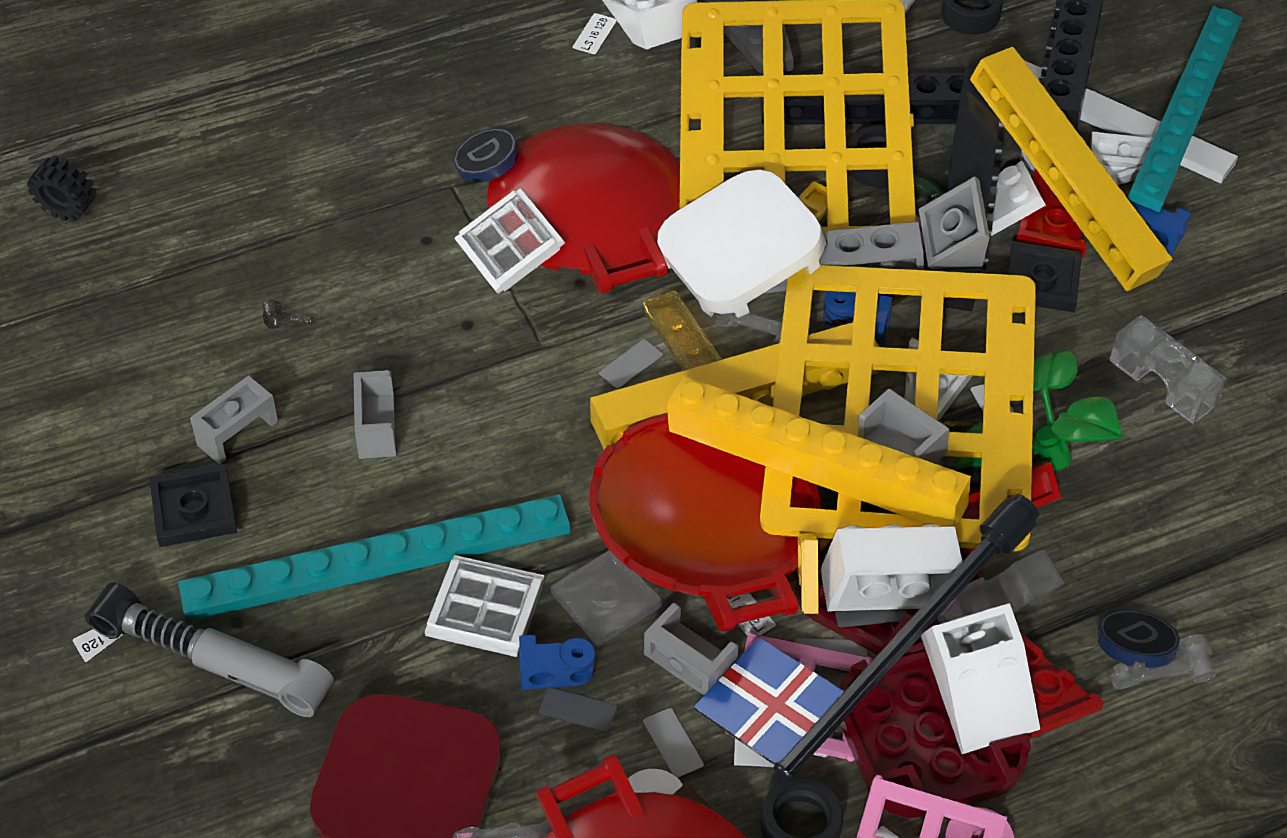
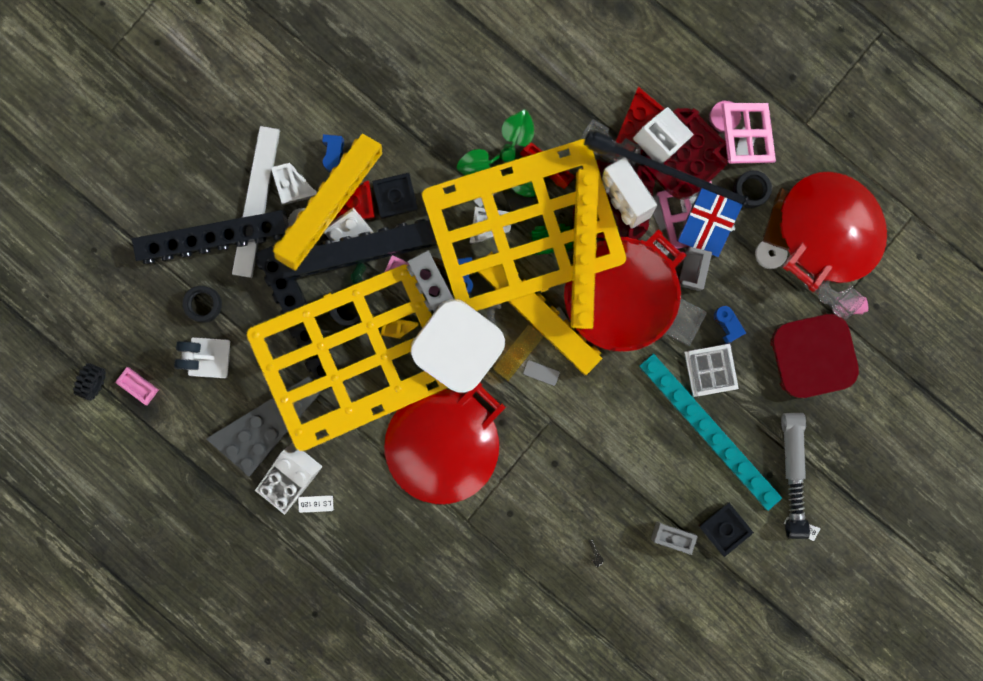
camera: 115 degrees left, 35 degrees up
(374, 414) = (638, 473): light grey panel -> none
(486, 155) = (443, 511): tile -> none
(509, 240) = (498, 468): clear piece -> none
(578, 709) = (740, 305): dark grey sticker -> none
(673, 742) = (737, 259): light grey sticker -> none
(808, 572) = (641, 230): yellow tile -> none
(903, 427) = (554, 214): light grey panel -> none
(956, 228) = (404, 241): light grey slope -> none
(1138, 637) = (598, 82): tile -> none
(1184, 110) = (237, 161): teal plate -> none
(1190, 382) = (435, 108): clear arch -> none
(1194, 659) = (596, 57): clear brick -> none

